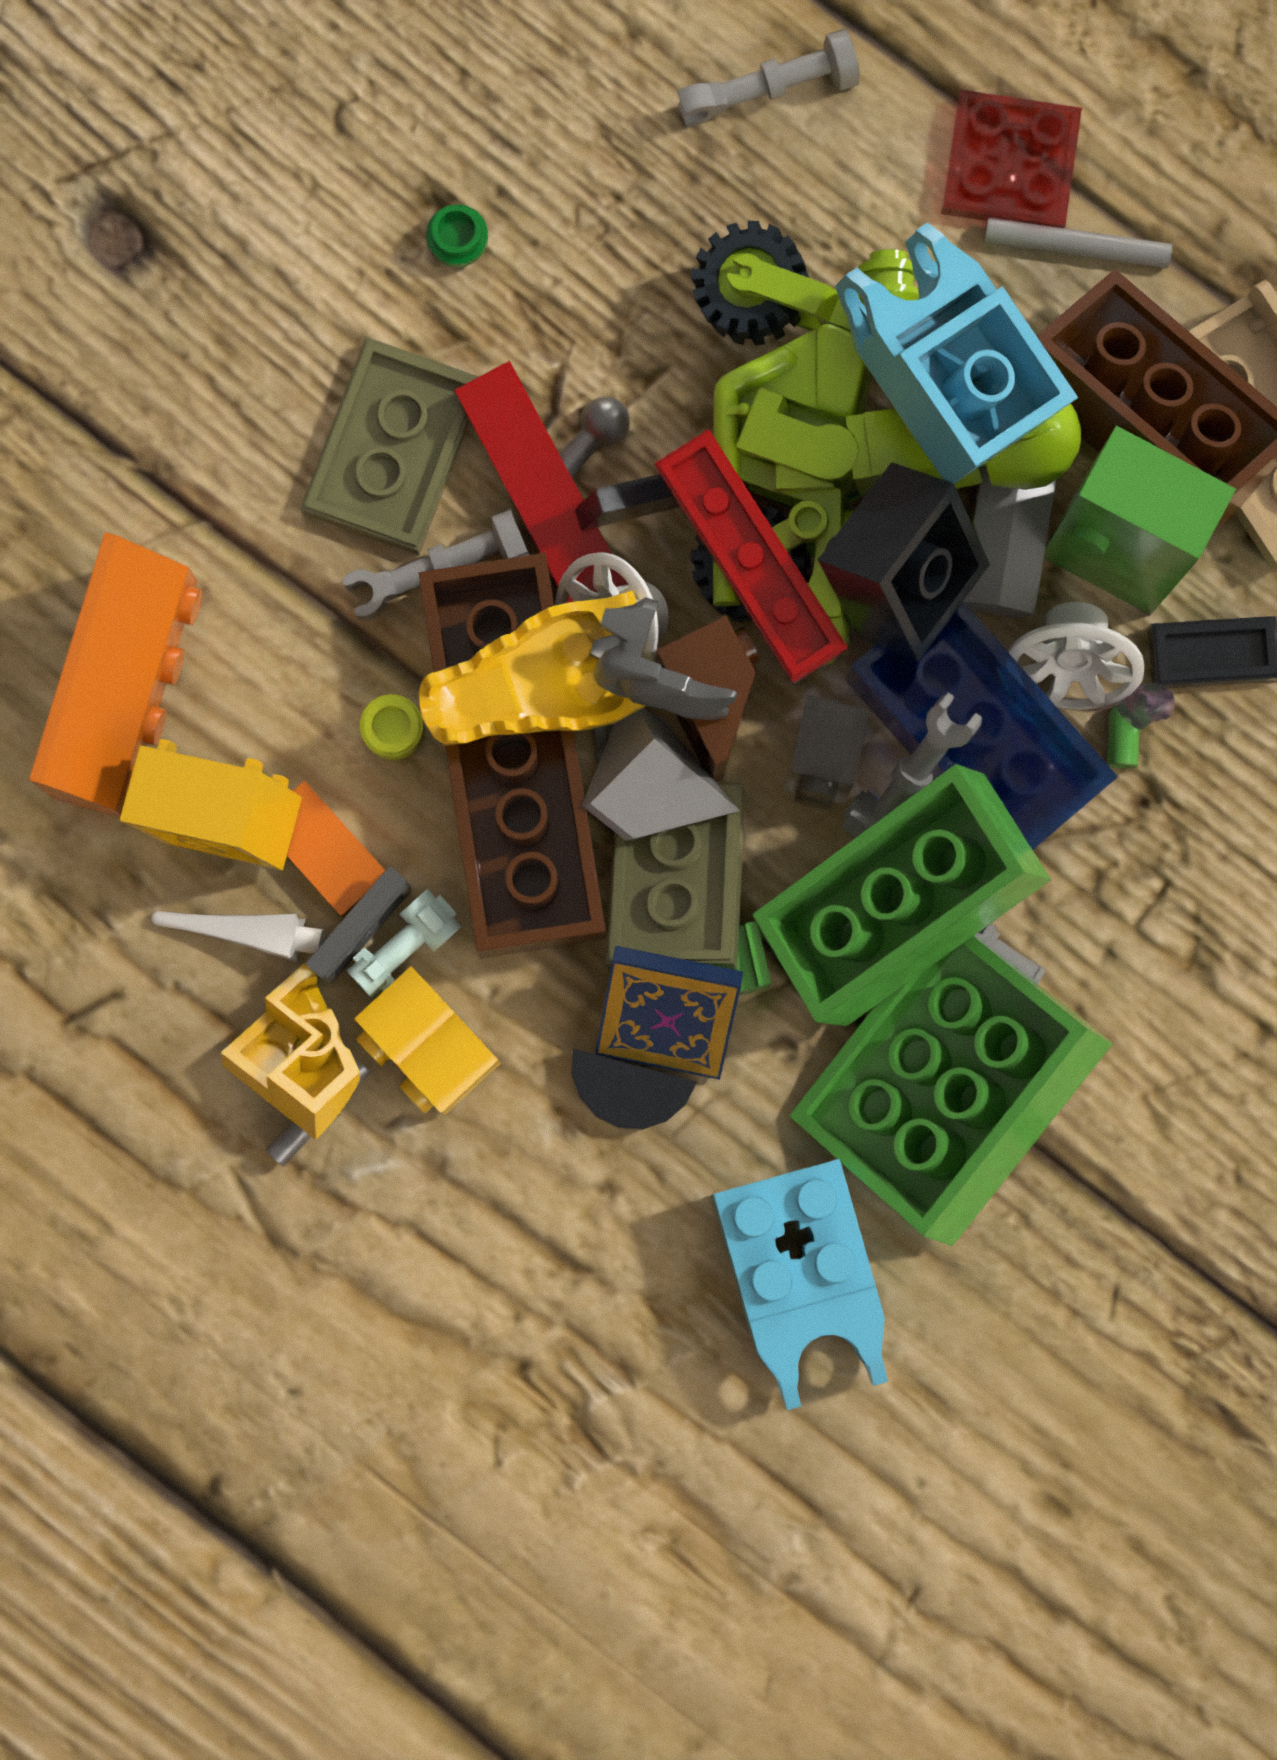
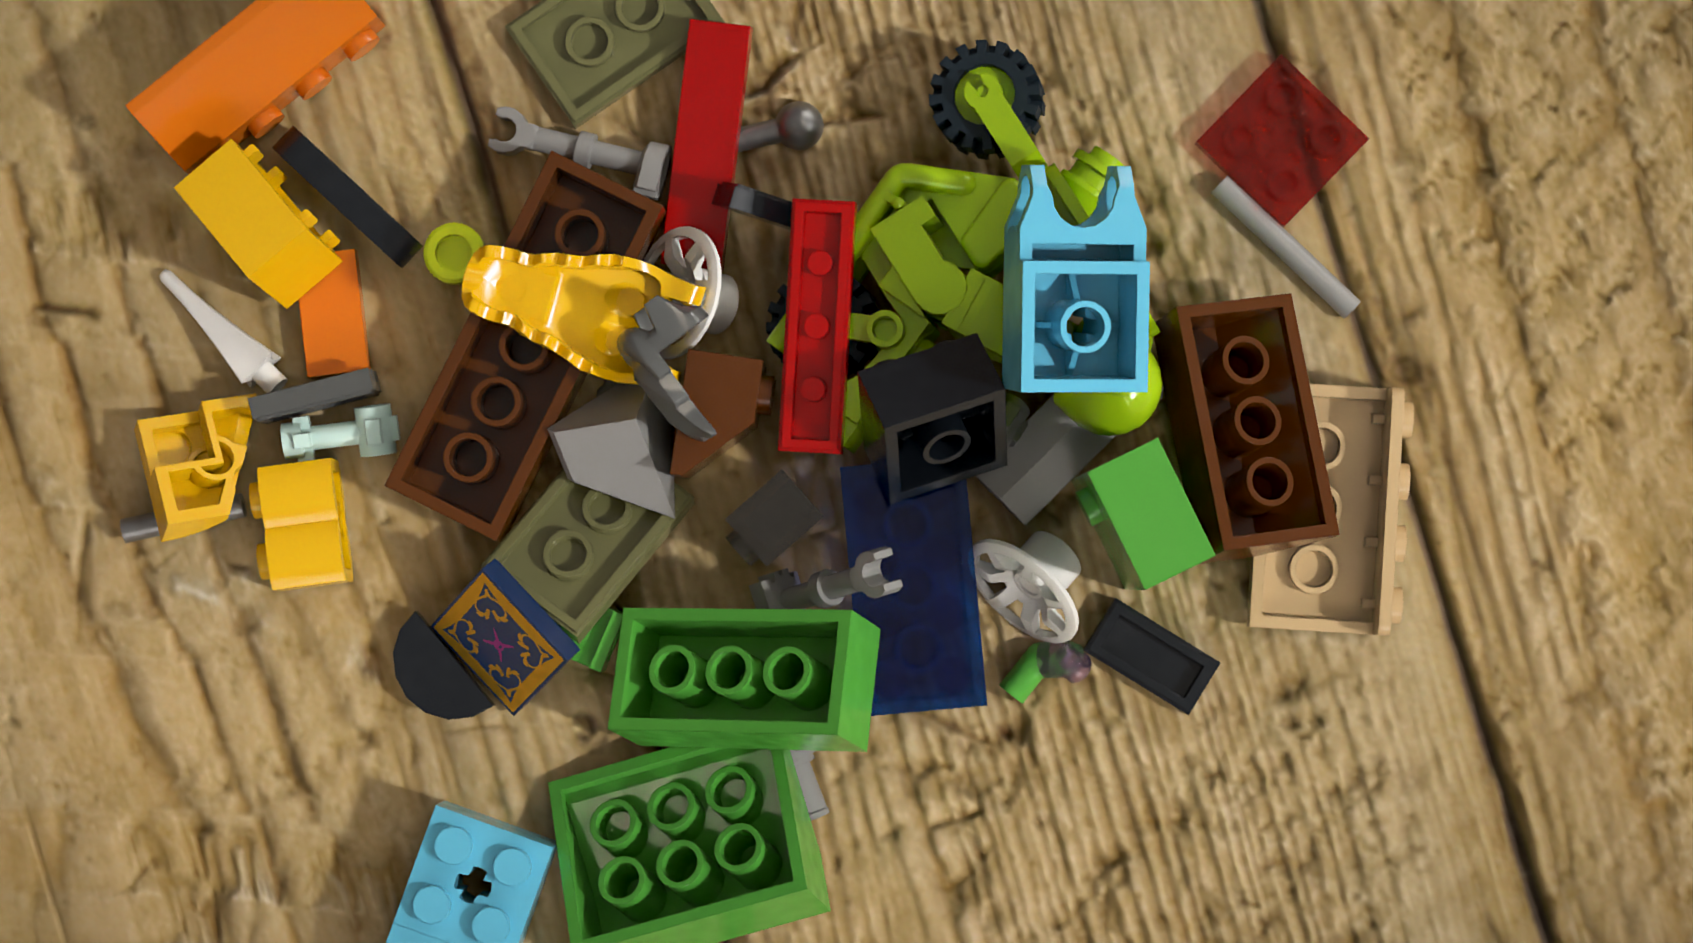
camera: 45 degrees right, 5 degrees up
(267, 740) = (347, 196): none -> black beam

